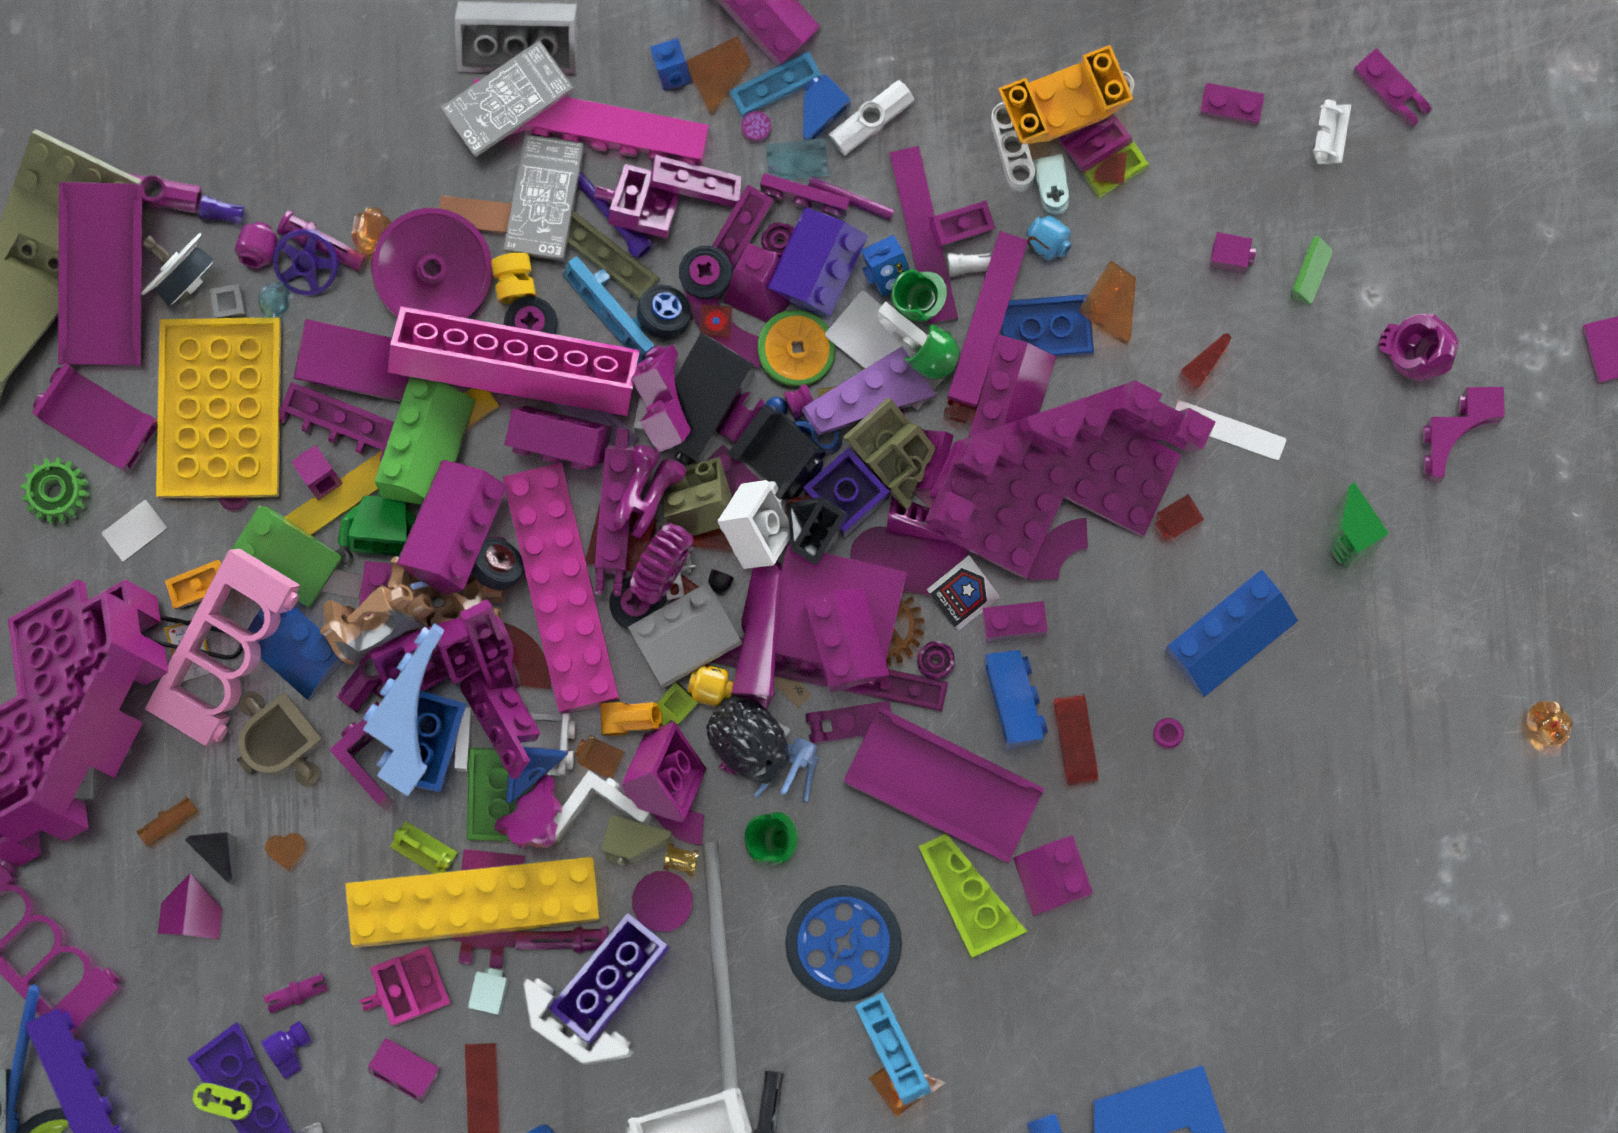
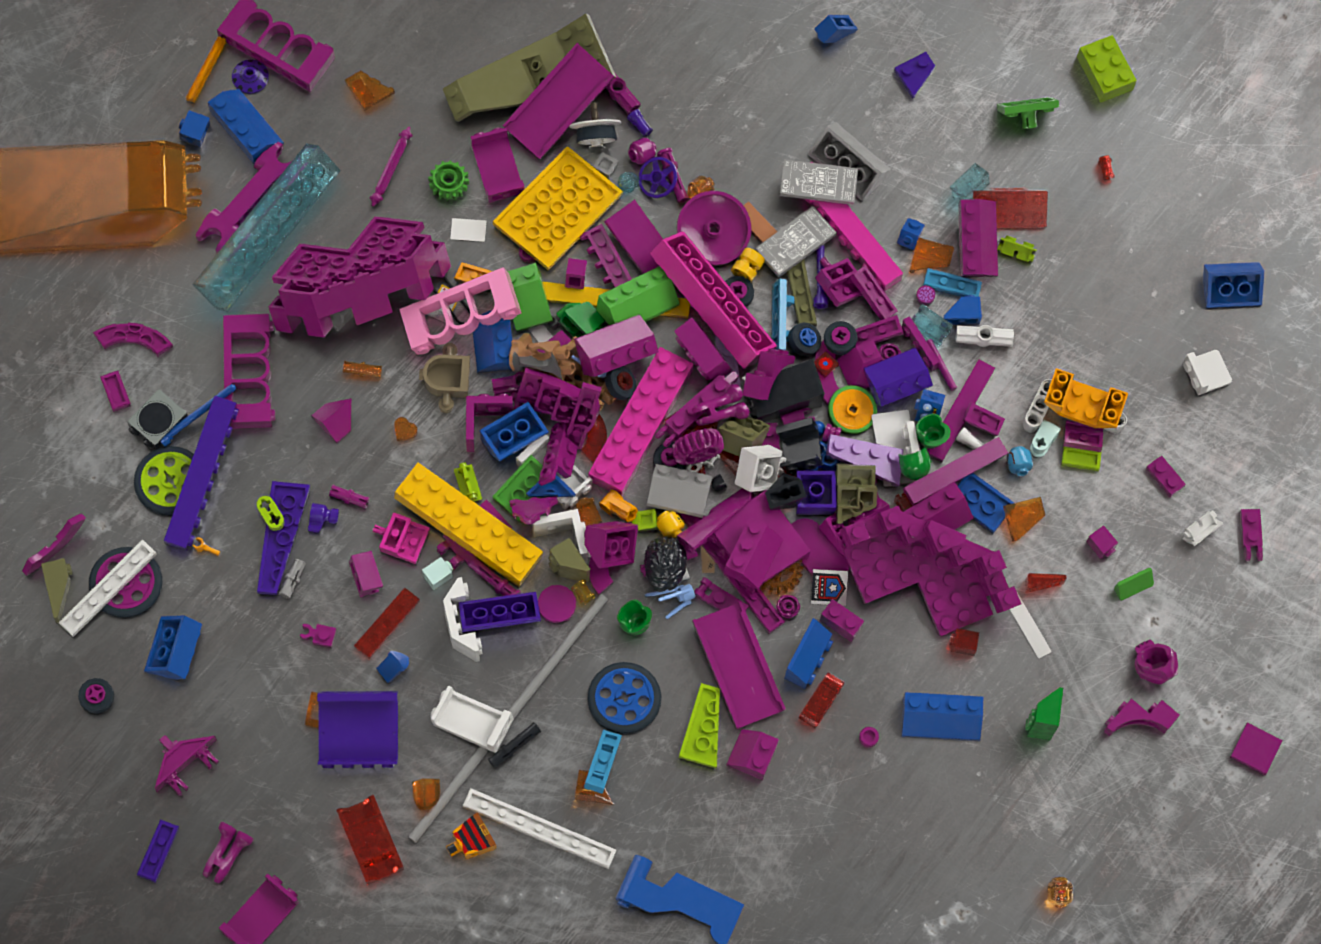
camera: 30 degrees right, 10 degrees down
(219, 852) = (374, 402): black slope -> none
(396, 717) = (511, 405): light blue arch -> none
(1057, 547) = (893, 605): magenta tile -> none
(1112, 169) = (1078, 456): clear red tile -> none

